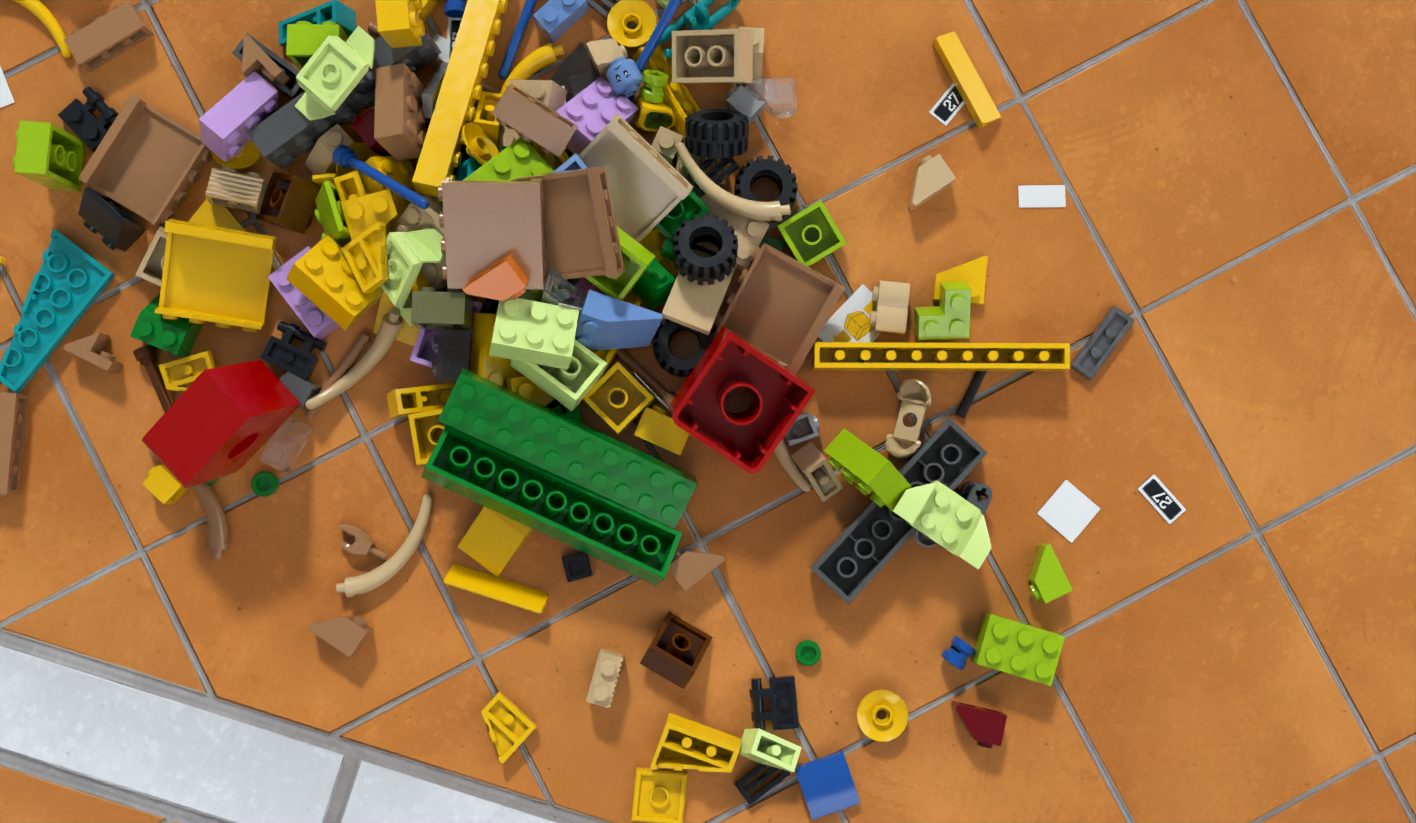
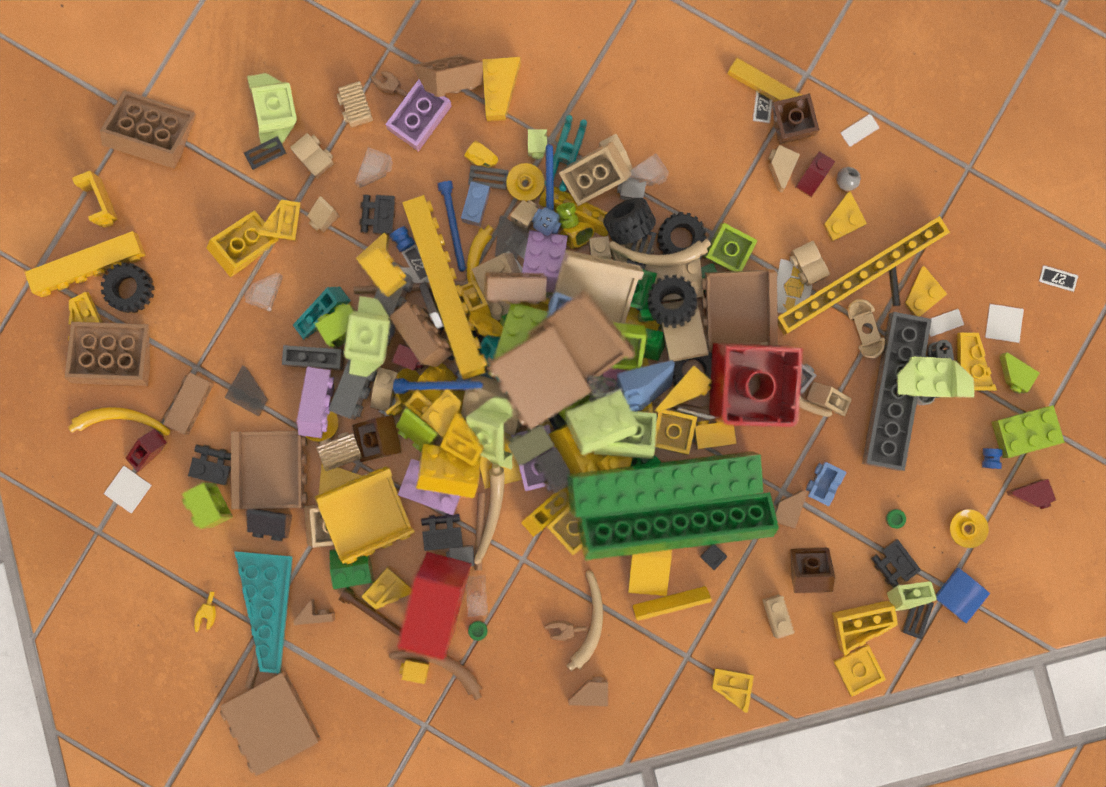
camera: 30 degrees left, 0 degrees up
(31, 57) = (146, 449): none -> dark red slope
(180, 64) = (247, 392): none -> clear smoke wing
(257, 60) = (303, 357): medium nougat slope -> none
(499, 281) = (562, 404): orange slope -> none
(660, 358) = (689, 387): none -> yellow slope
(752, 563) = (825, 483): none -> medium blue cylinder
(867, 469) = (863, 378): lime brick -> none
(948, 319) = (852, 246): lime brick -> none
(960, 212) = (815, 174): none -> dark red slope
(975, 135) = (794, 118): none -> reddish brown slope
(994, 240) = (848, 178): none -> light grey piece
(999, 421) = (924, 293): none -> yellow wing
(1002, 468) = (945, 322): none -> white sticker
(1005, 532) = (972, 359): none -> yellow wing
(1101, 343) = (958, 201): flat silver tile -> none

